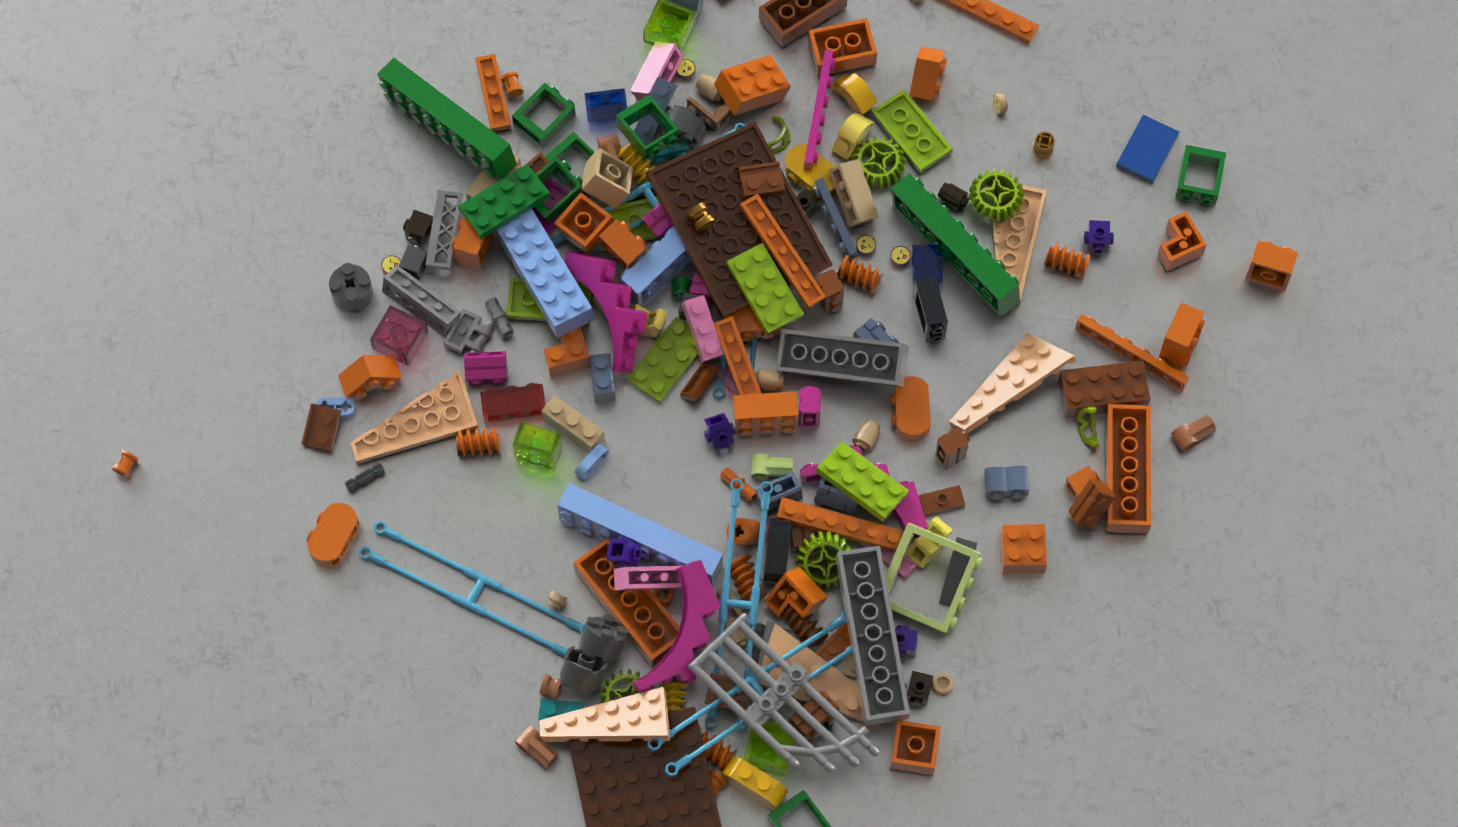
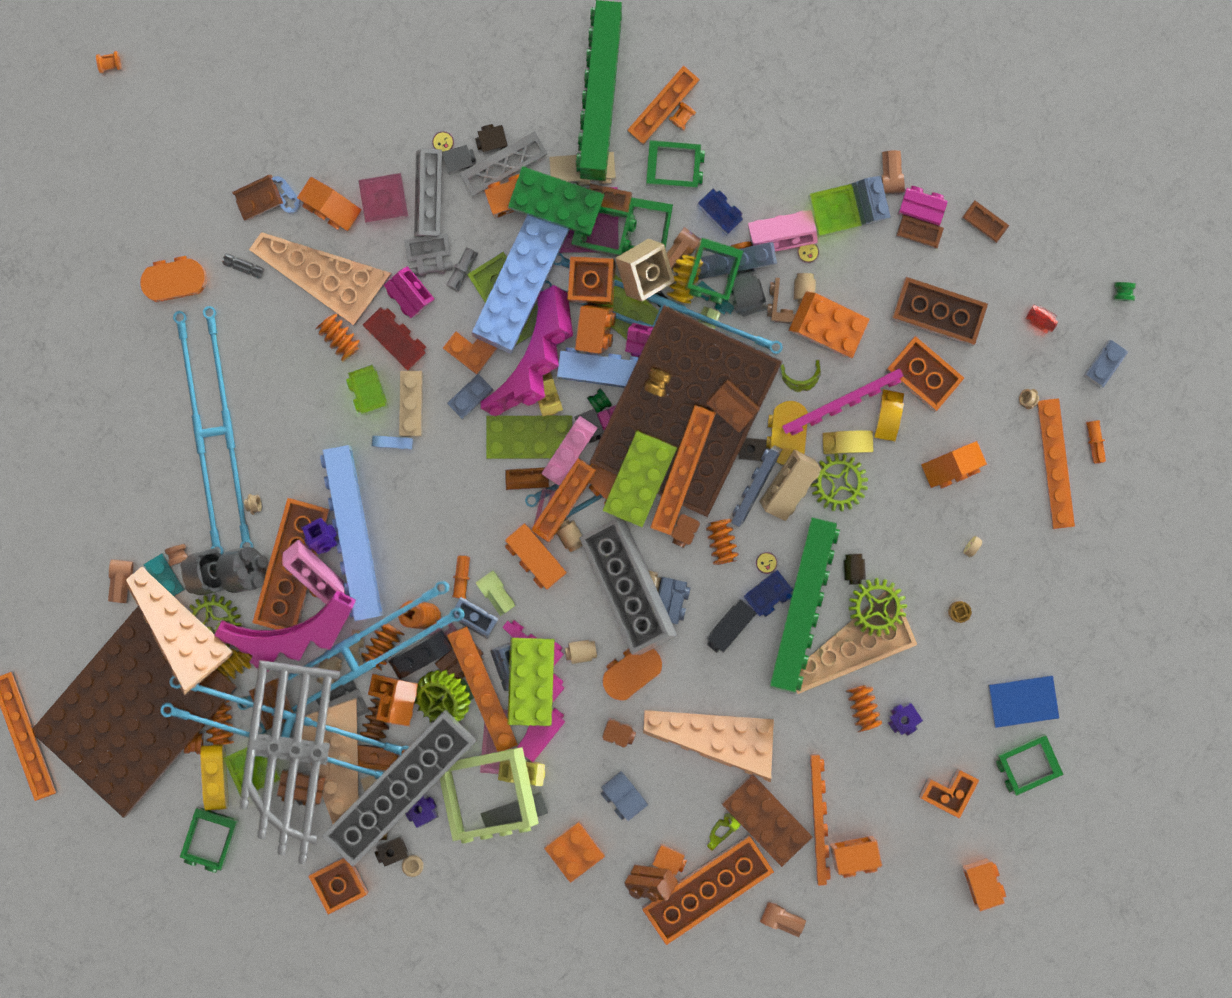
camera: 45 degrees right, 20 degrees up
(342, 290) = (404, 134): dark grey brick -> none
(719, 431) = (493, 528): dark purple brick -> none
(809, 407) = (568, 588): dark pink brick -> none
(866, 245) = (755, 526): light yellow tile -> none
(912, 131) = (890, 489): lime plate -> none
(942, 500) = (570, 753): dark orange plate -> none

